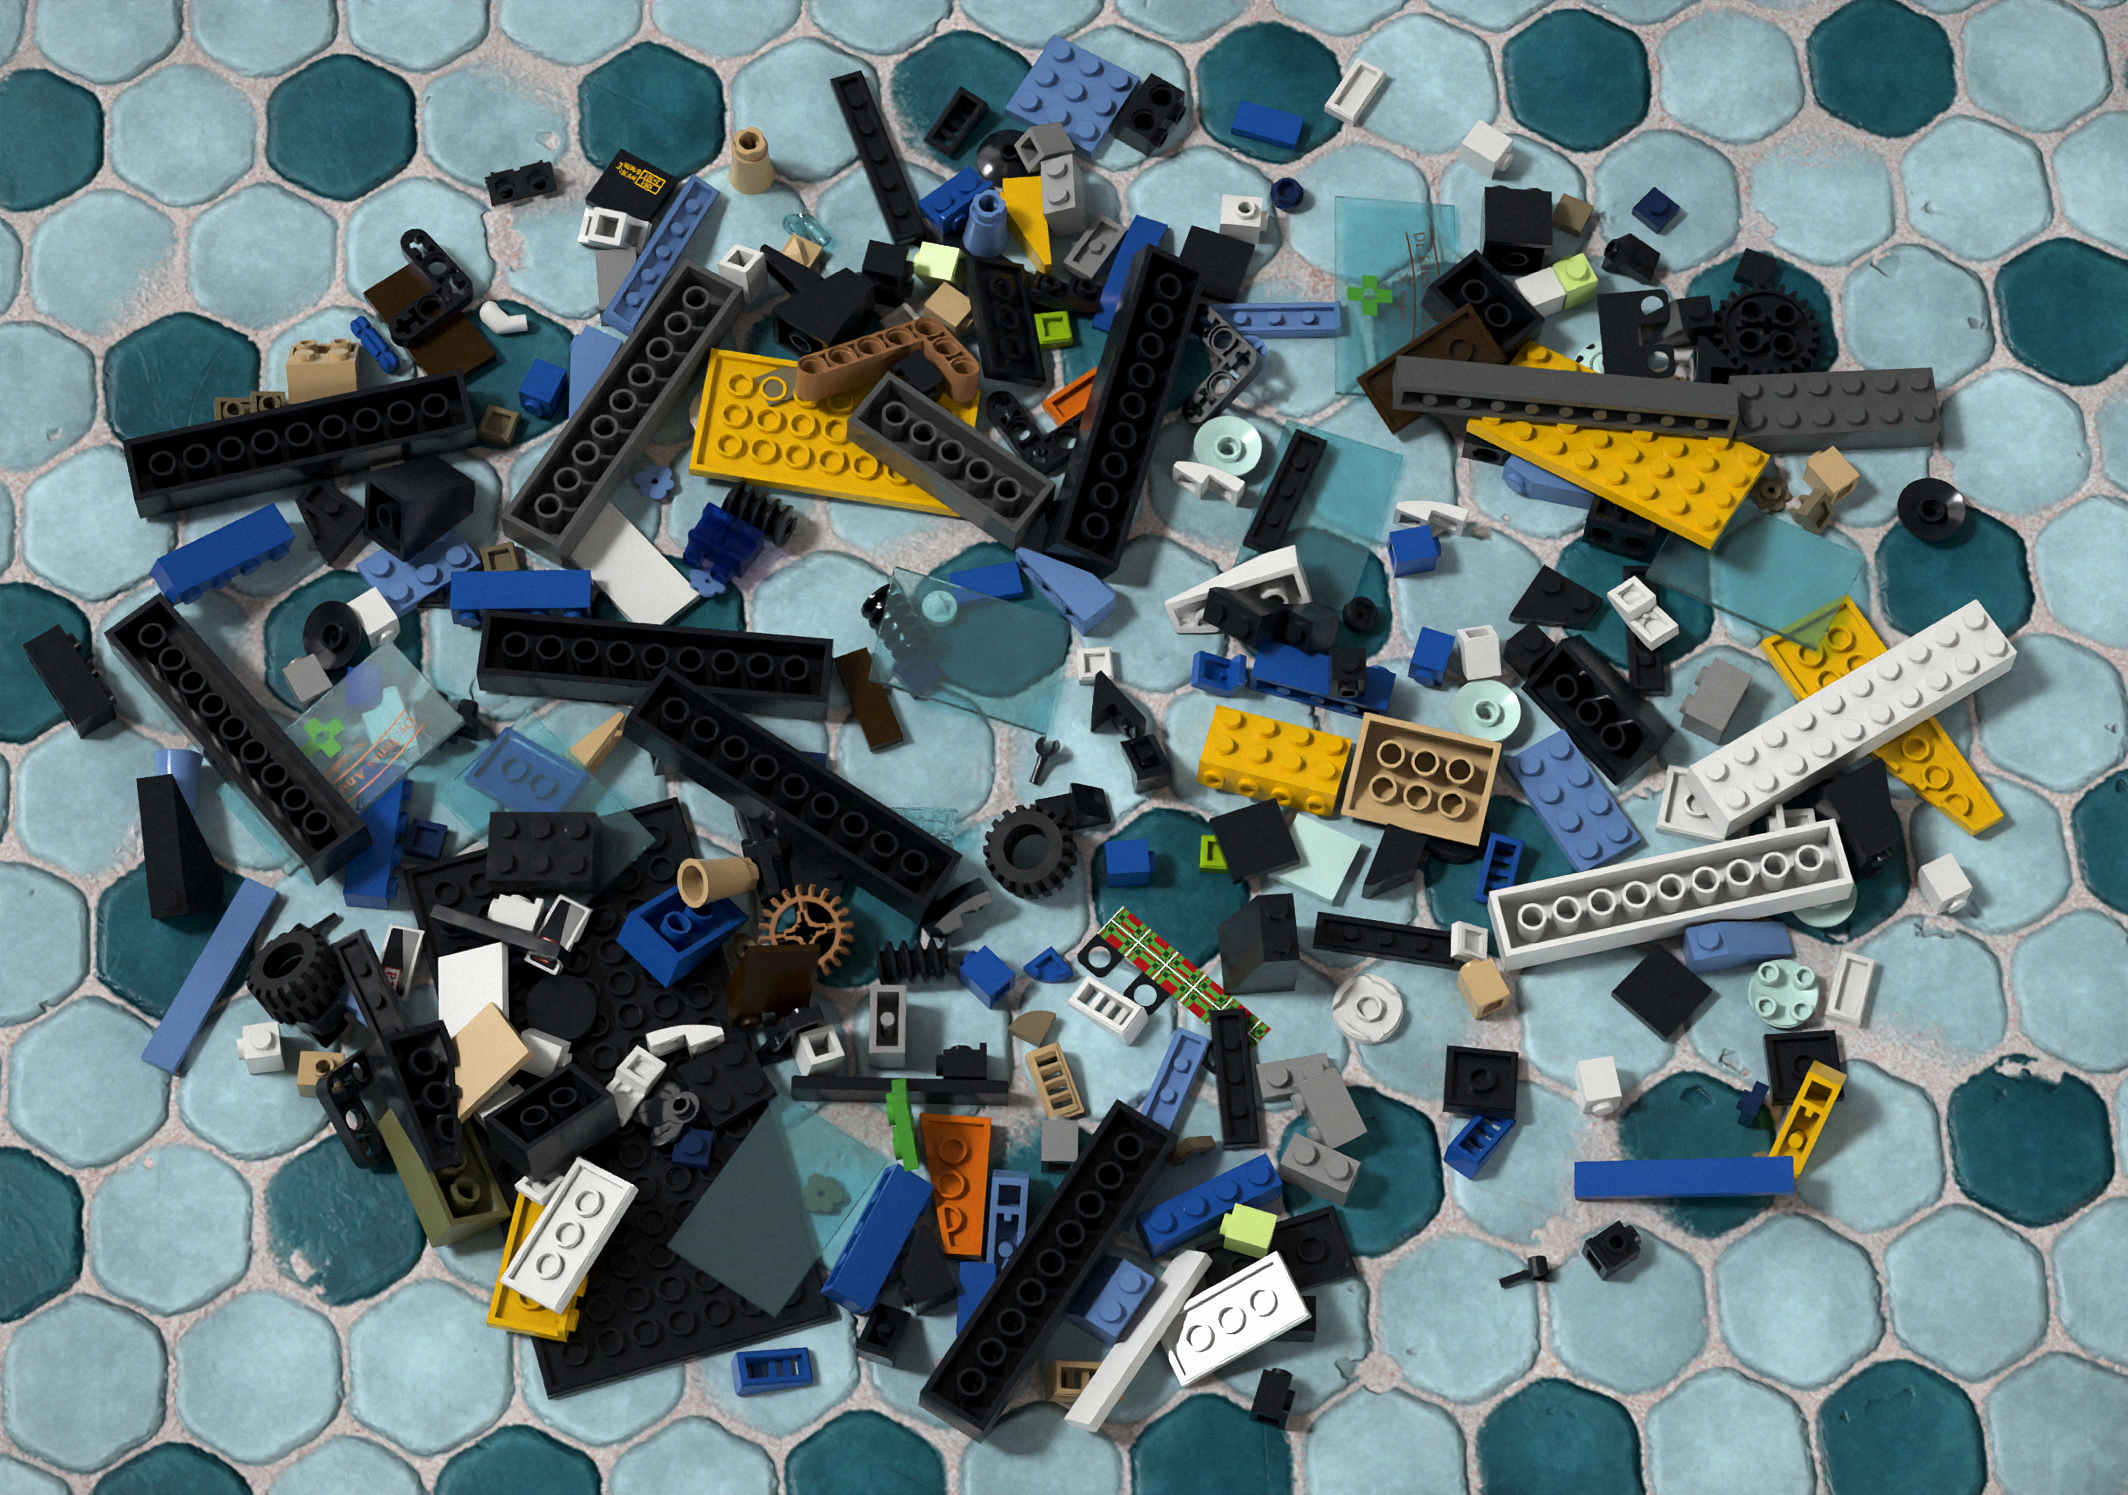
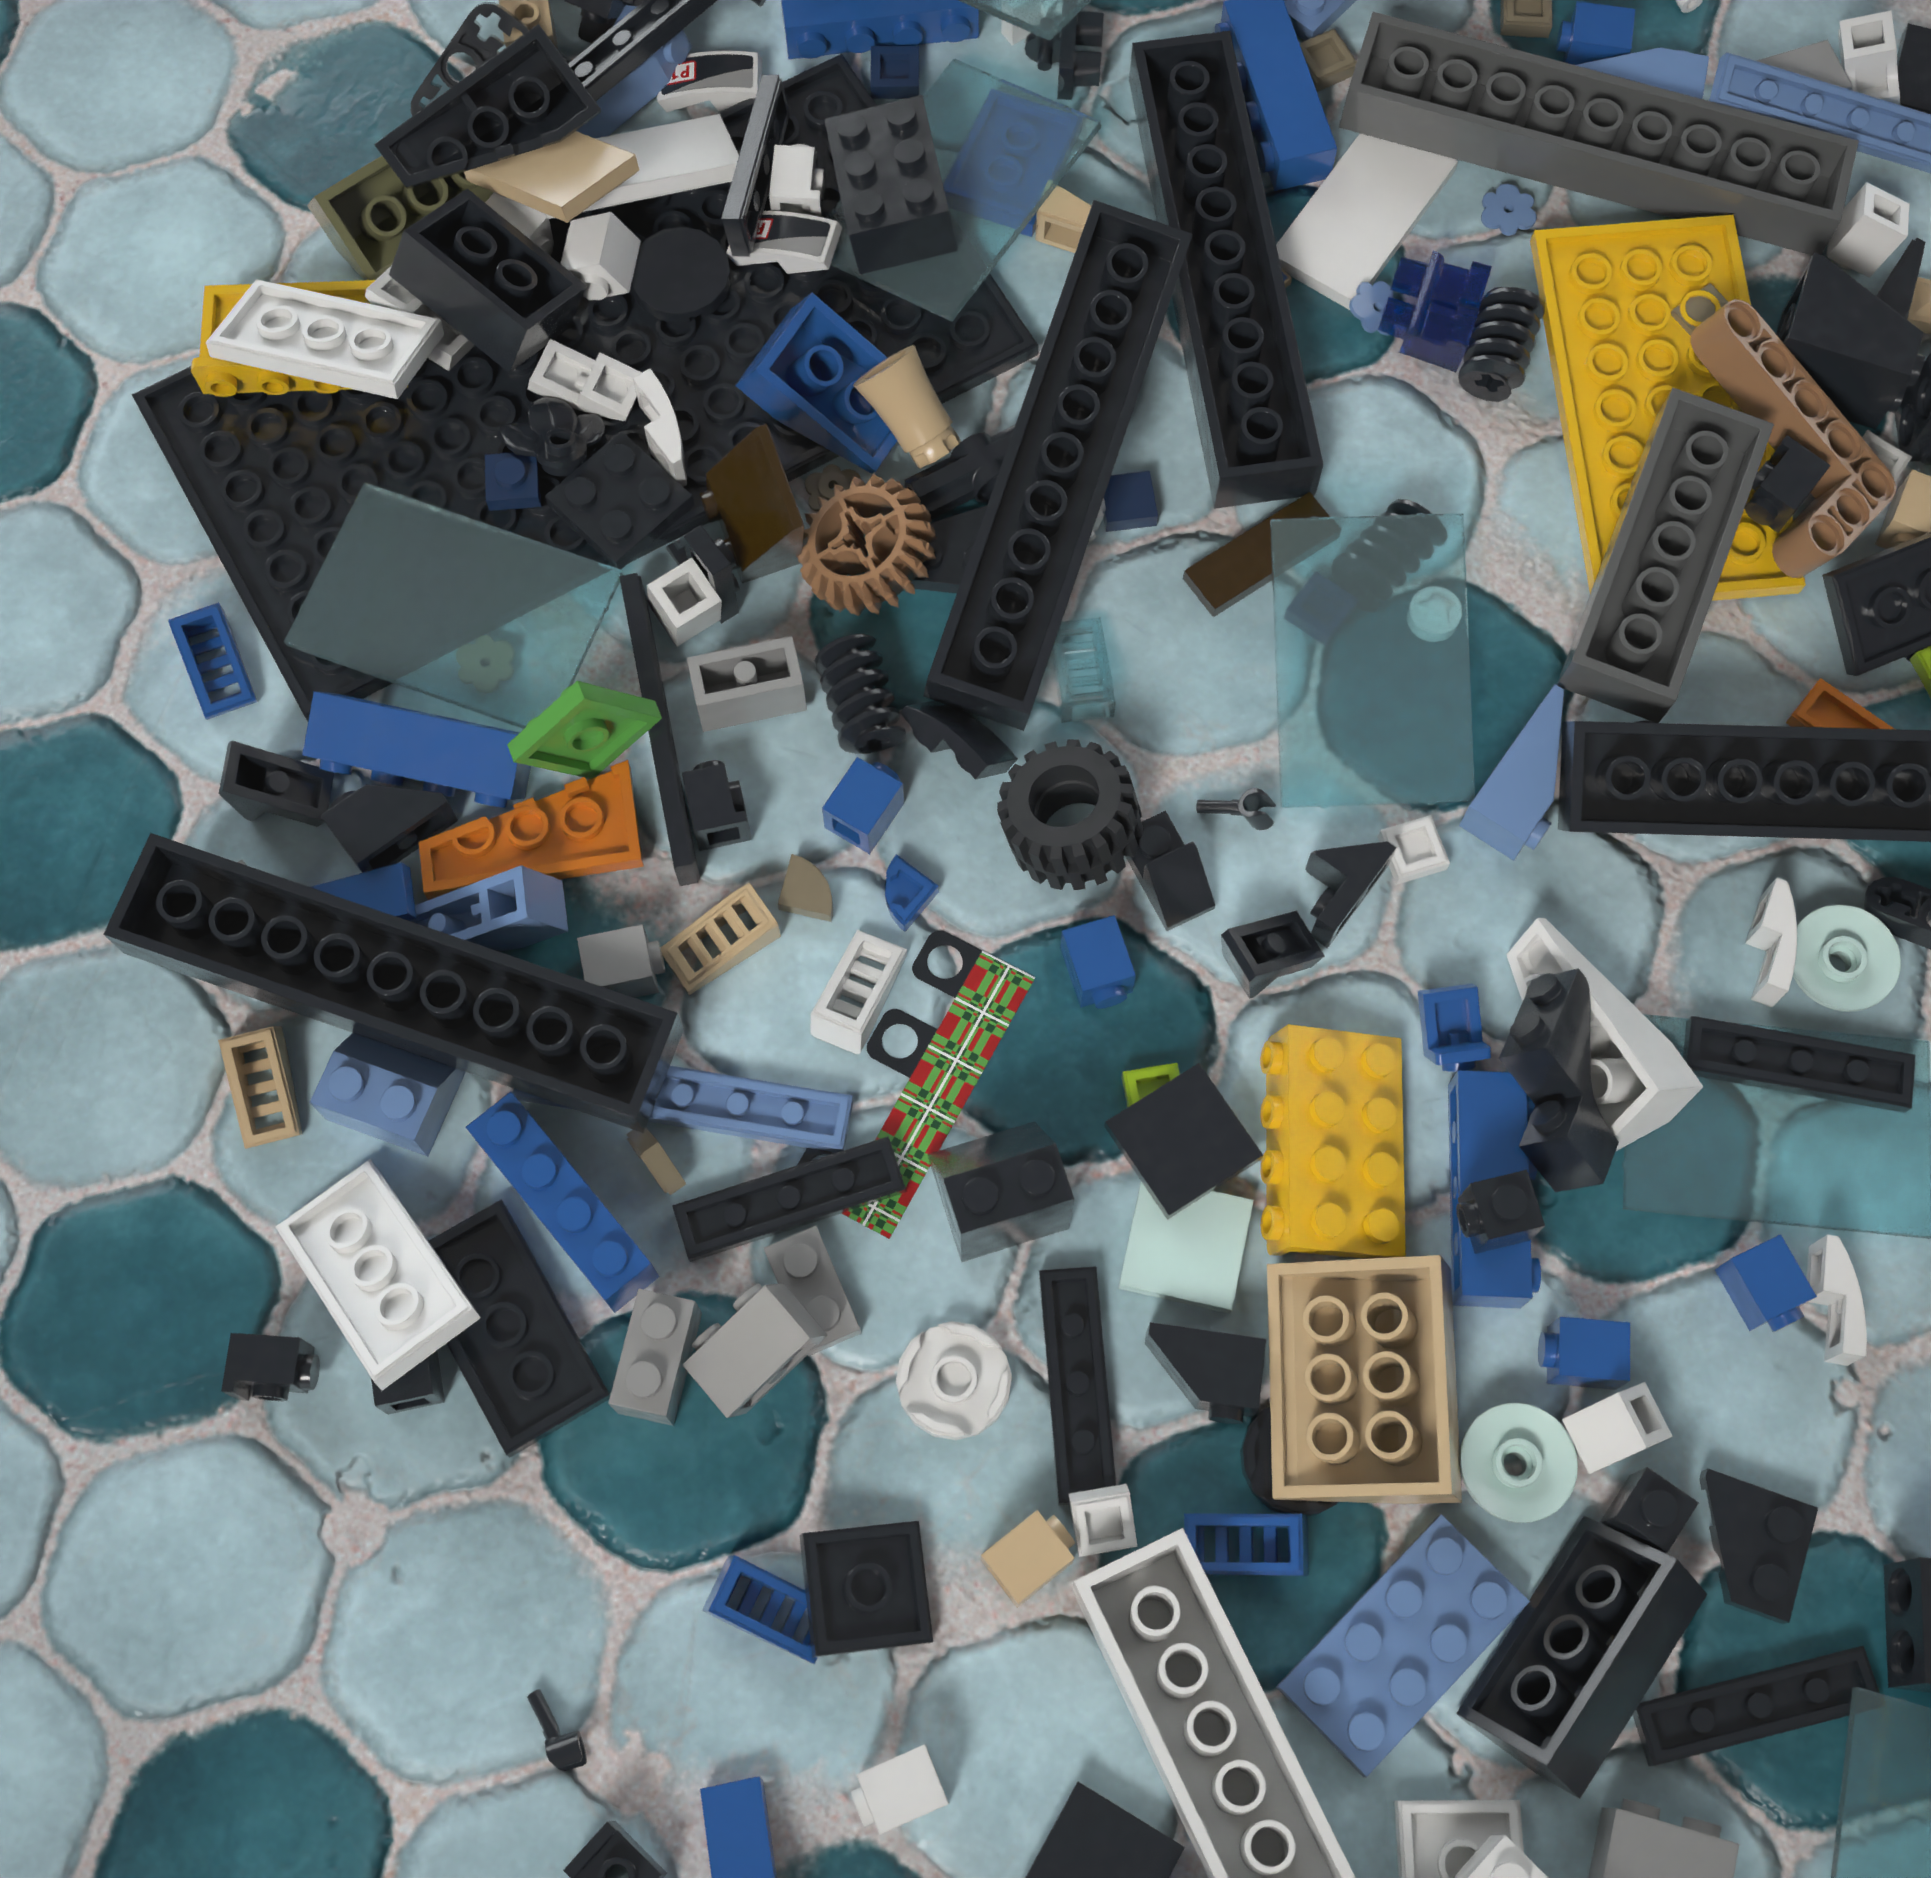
camera: 80 degrees right, 5 degrees up
(995, 580) = (1499, 672): blue tile -> none
(1043, 445) = (1752, 699): black beam -> none
(1138, 1340) = (323, 1142): white tile -> none
(1248, 1231) = (518, 1265): yellowish green brick -> none
(1359, 614) = (1626, 1224): black tile -> none
(1642, 614) = (1782, 1696): white slope -> none

